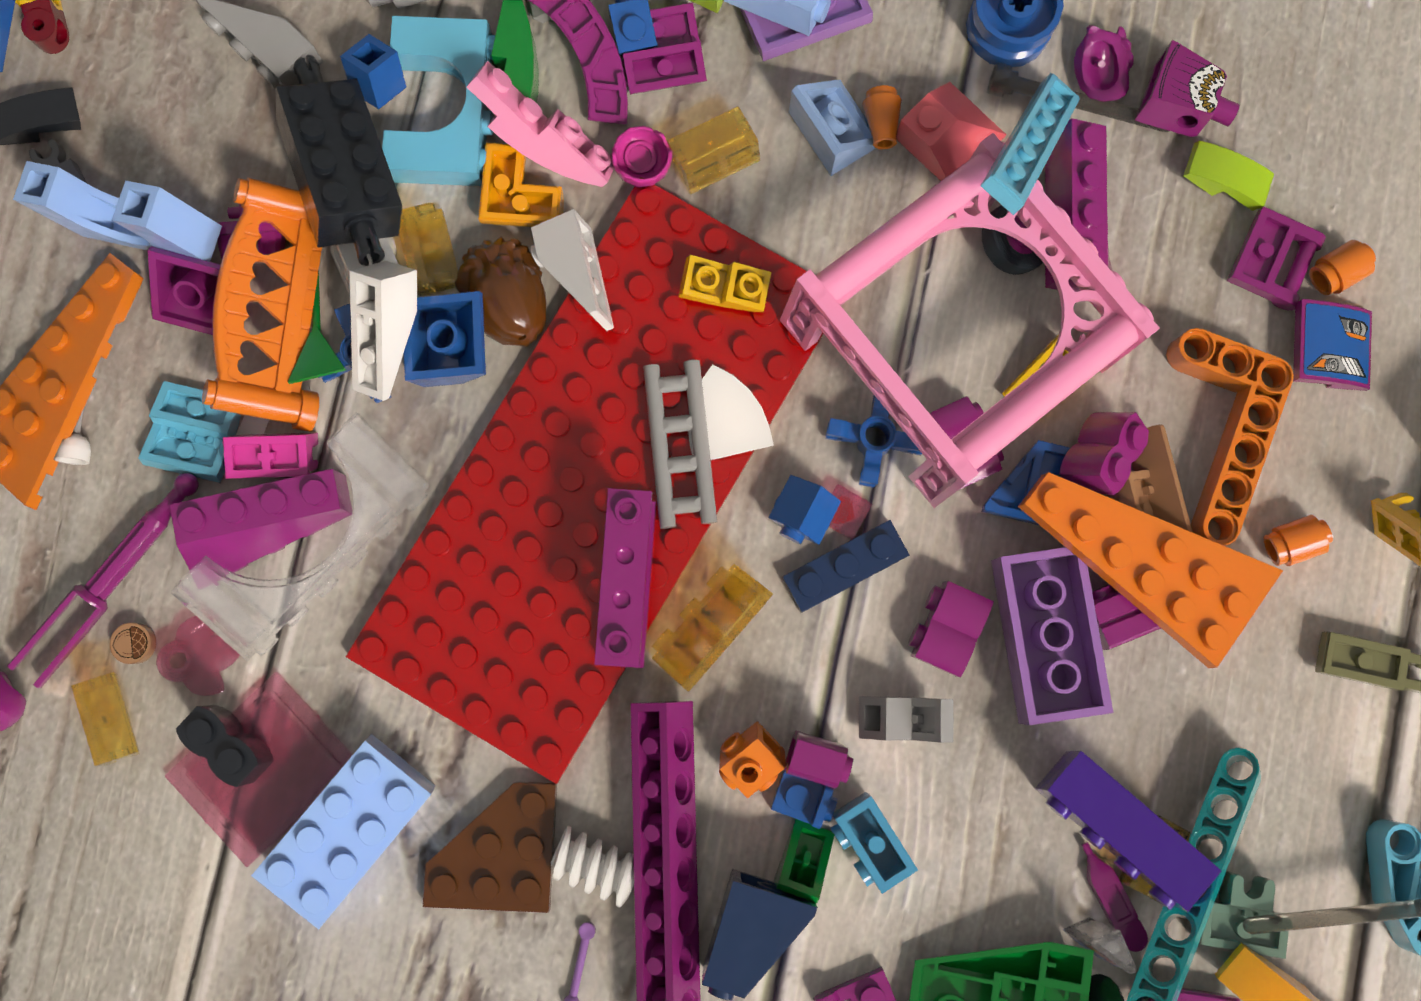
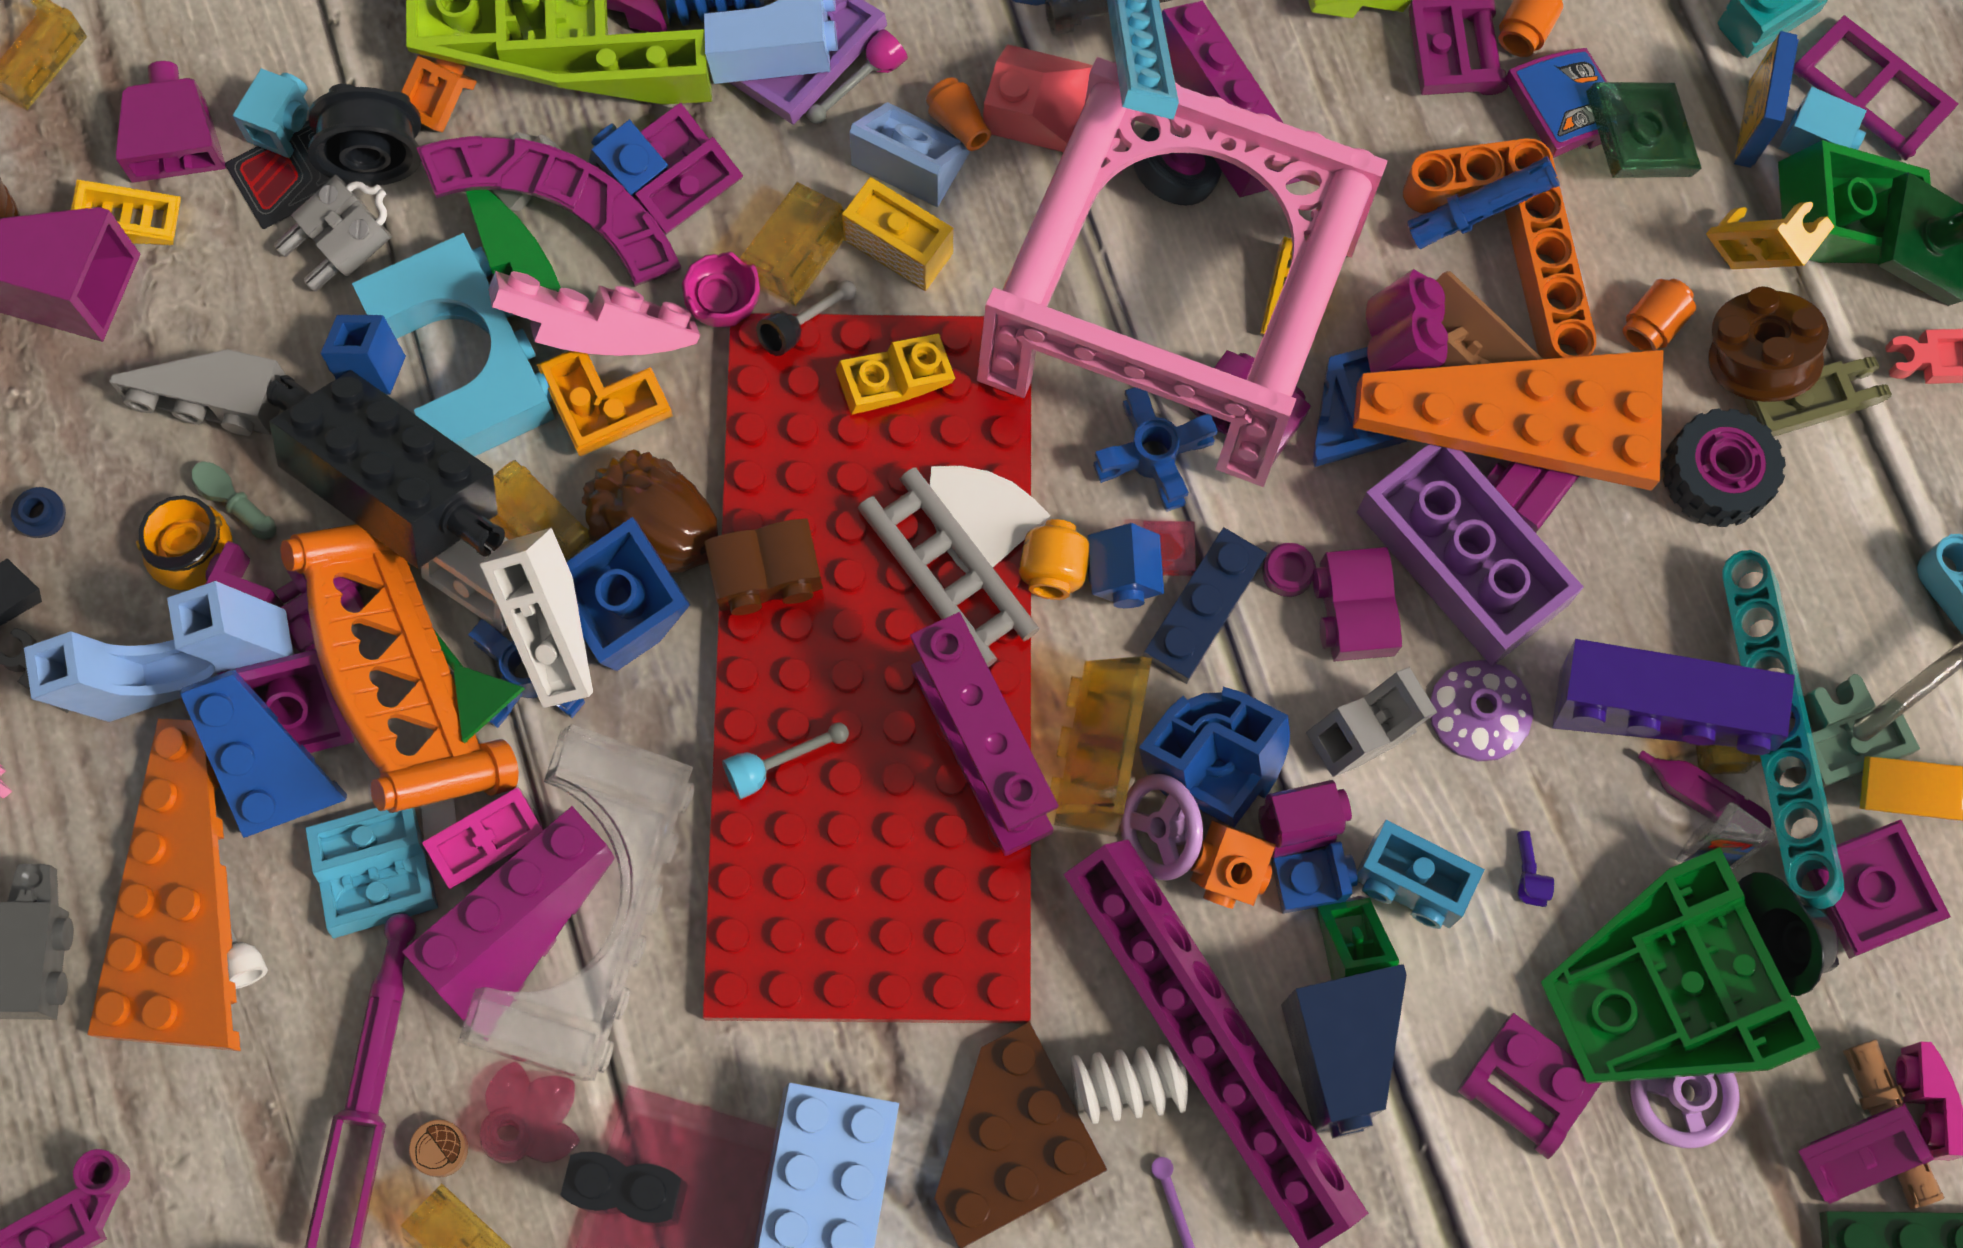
camera: 35 degrees left, 10 degrees down
(117, 73) = (45, 524): none -> dark blue plate
(148, 315) = (254, 757): none -> blue wing
(191, 139) = (180, 541): none -> light orange piece
(200, 182) = (229, 569): none -> magenta bracket
(235, 112) = (217, 485): none -> sand green piece
(463, 511) = (748, 771): none -> hinge
(554, 373) = (763, 566): none -> reddish brown brick
(570, 255) = (710, 441): white slope -> none
(664, 210) = (782, 331): none -> black hinge
(723, 708) = (1172, 826): none -> lavender piece
(758, 478) = (1054, 560): none -> light orange head
(787, 181) = (898, 233): none -> yellow panel
(787, 678) = (1220, 749): none -> blue brick
(855, 44) = (882, 55): none -> hinge
(918, 574) = (1288, 569): none -> magenta tile
(950, 892) = (1532, 887): none -> dark purple hand
(972, 743) = (1469, 730): none -> medium lavender dish
(1217, 389) = (1491, 199): none -> blue pin
(1298, 674) = (1743, 448): none -> black wheel
(1374, 397) = (1643, 129): none -> clear green tile
(1386, 613) = (1768, 345): none -> reddish brown wheel

